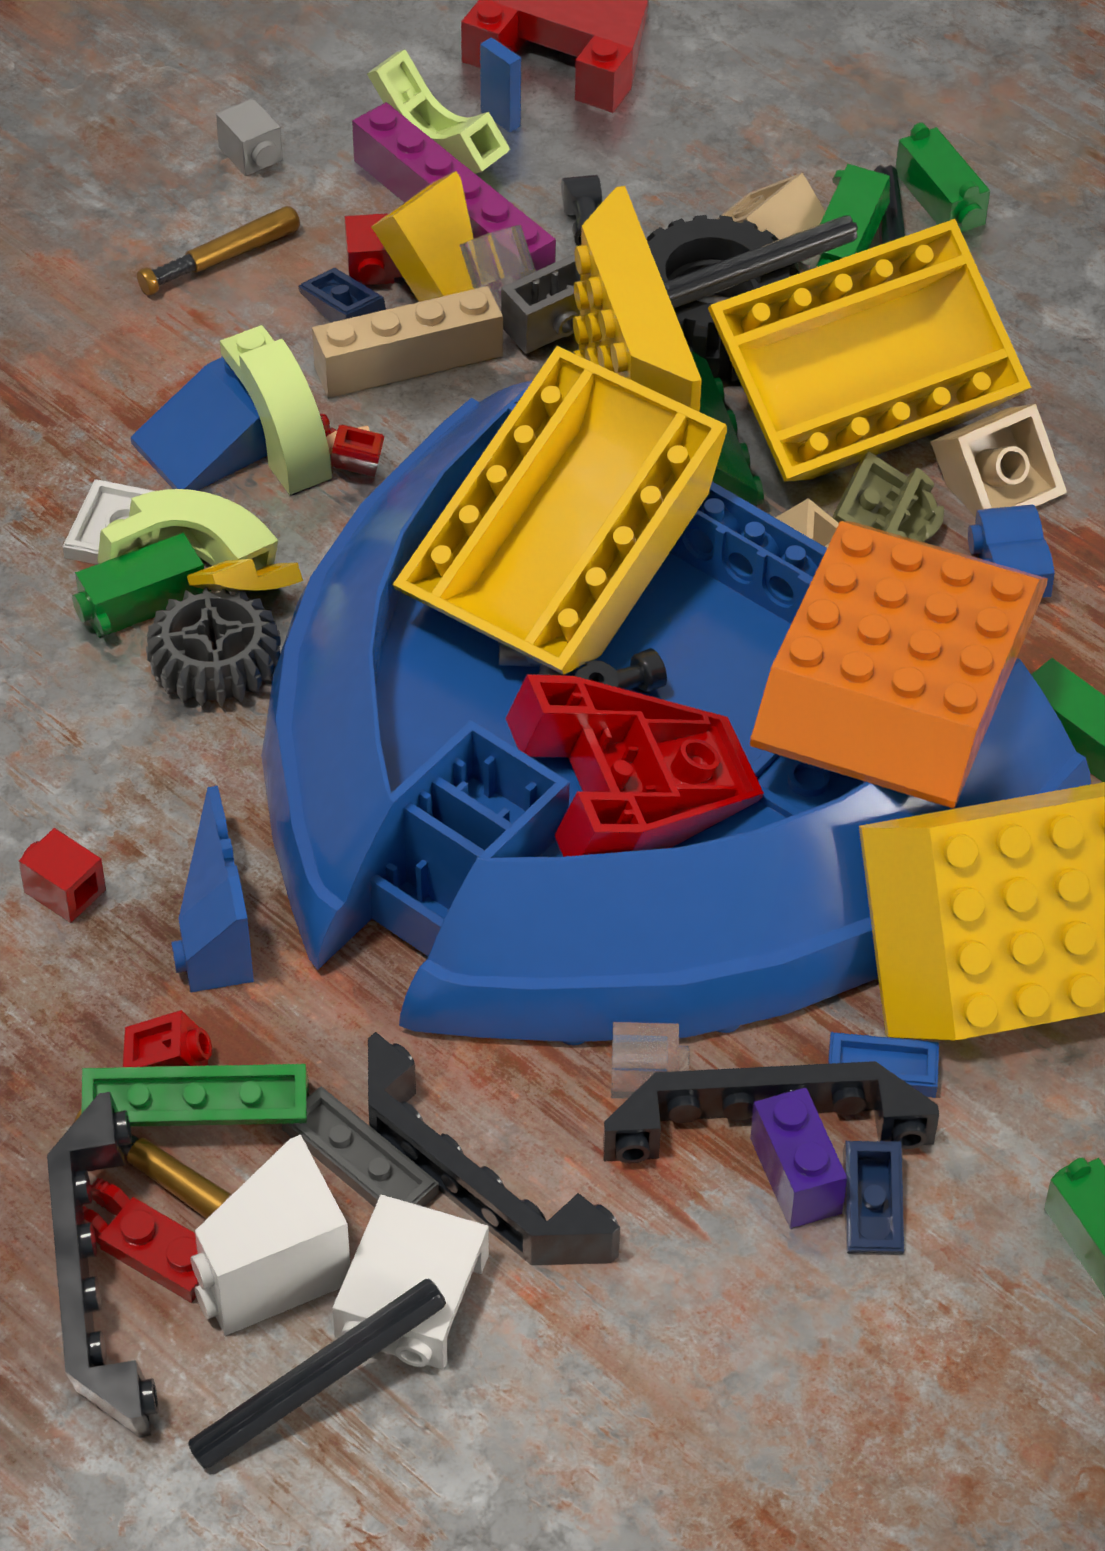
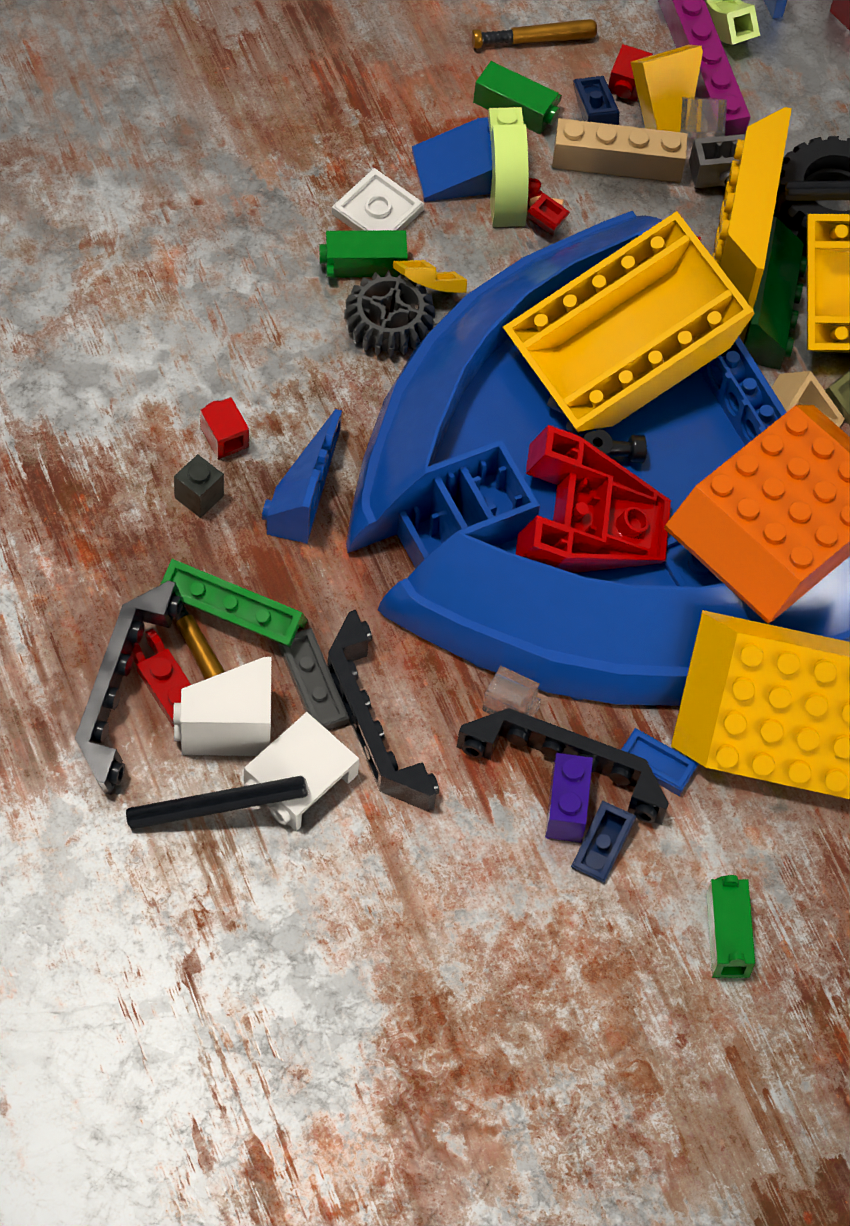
camera: 20 degrees right, 10 degrees up
(66, 962) = (199, 485): none -> pearl dark grey brick
(166, 1042) = (232, 564): red bracket -> none
(211, 523) = (424, 229): yellowish green arch -> none
(214, 318) = (505, 89): none -> green brick
(581, 198) = (790, 91): black leg -> none

